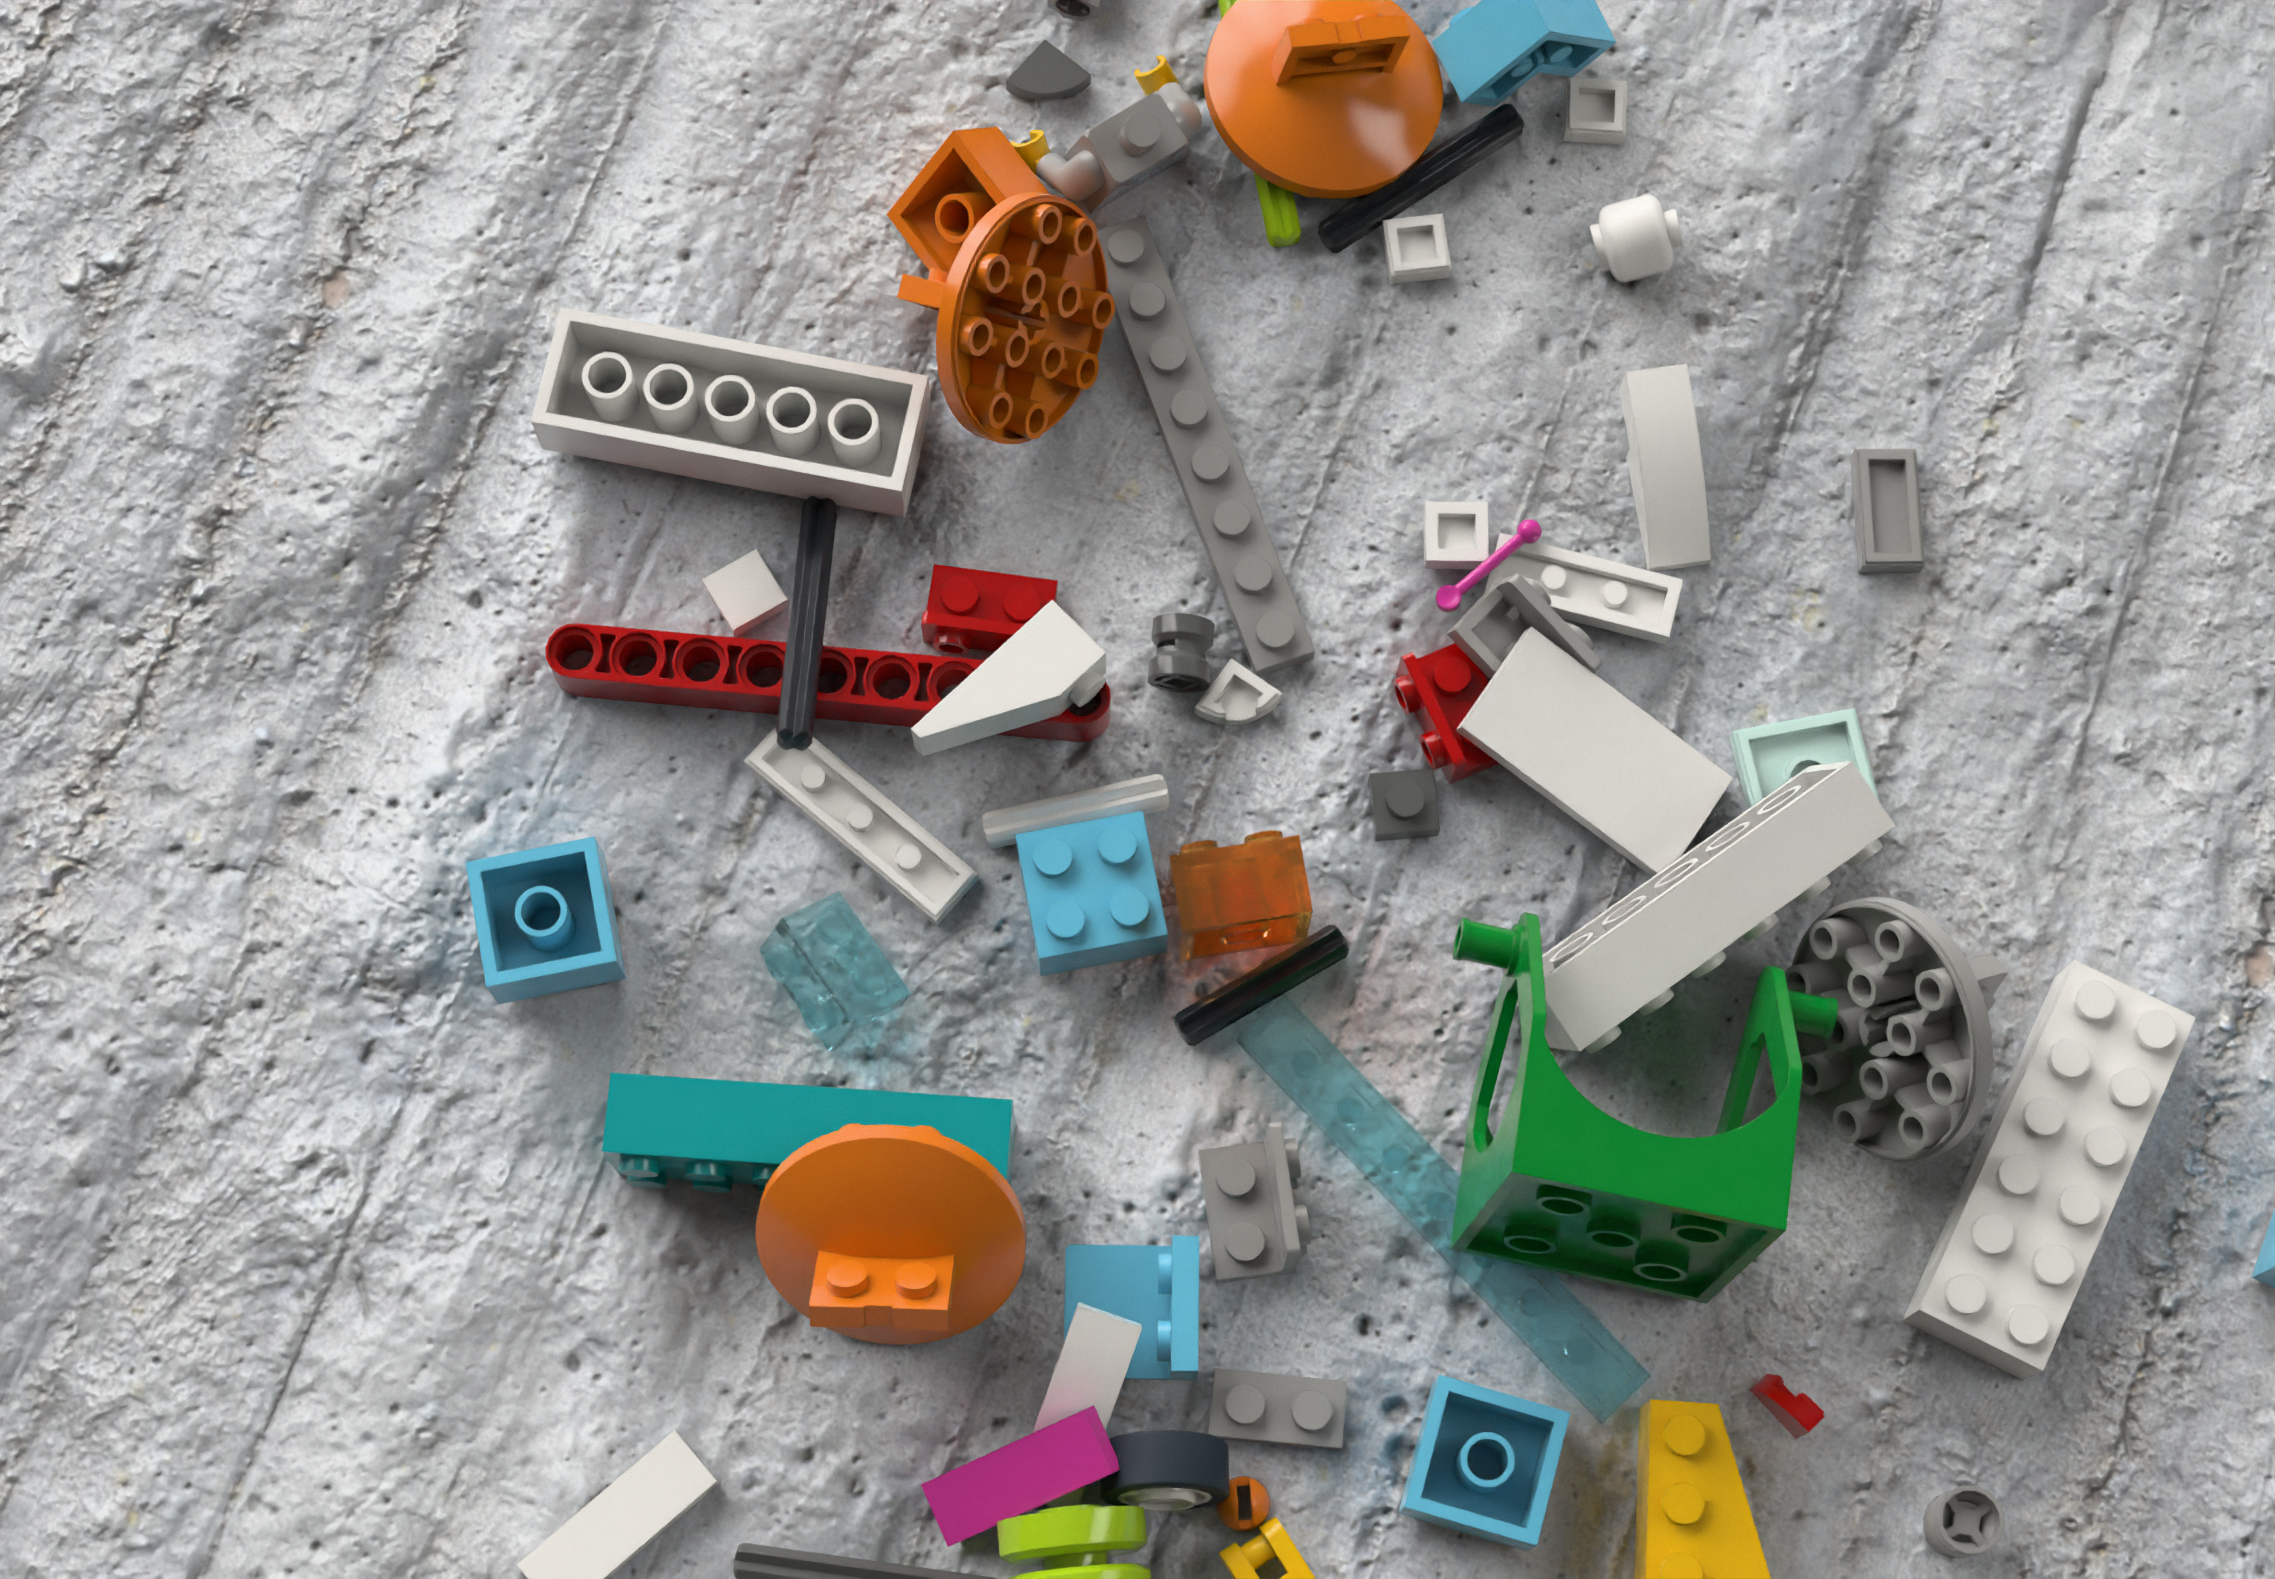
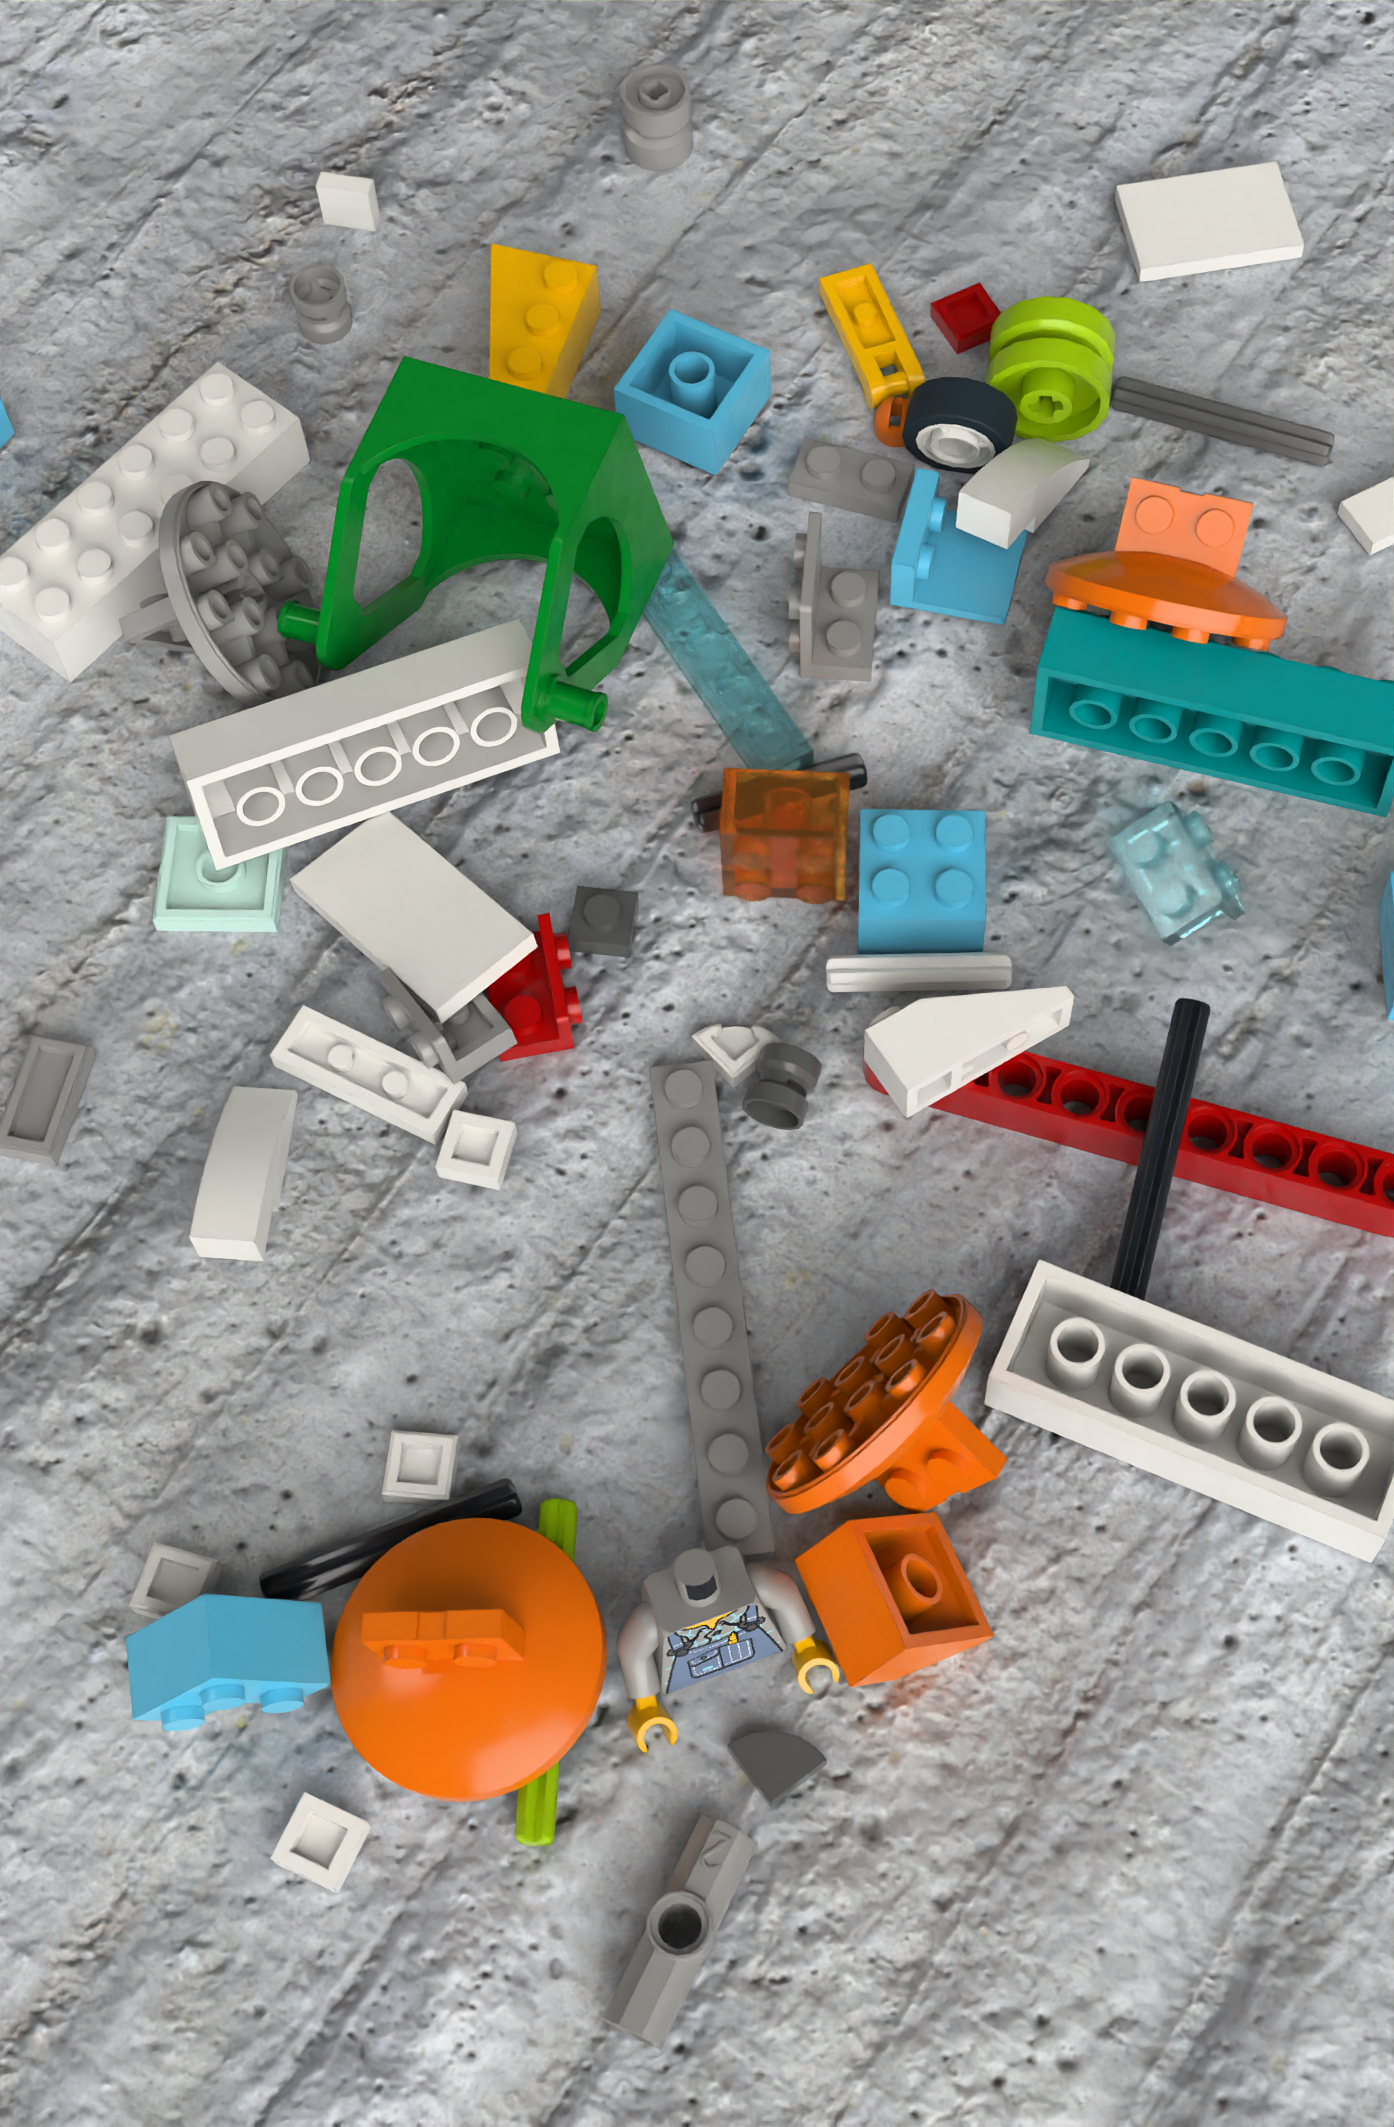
camera: 160 degrees left, 10 degrees down
(745, 593) = (1213, 1244): white tile -> none
(865, 824) = (1118, 995): white tile -> none
(980, 607) = (966, 1168): red bracket -> none
(1021, 1476) = (1081, 439): dark pink tile -> none
(1449, 597) = (503, 1081): dark pink hinge -> none
(1636, 238) = (187, 1412): white head -> none

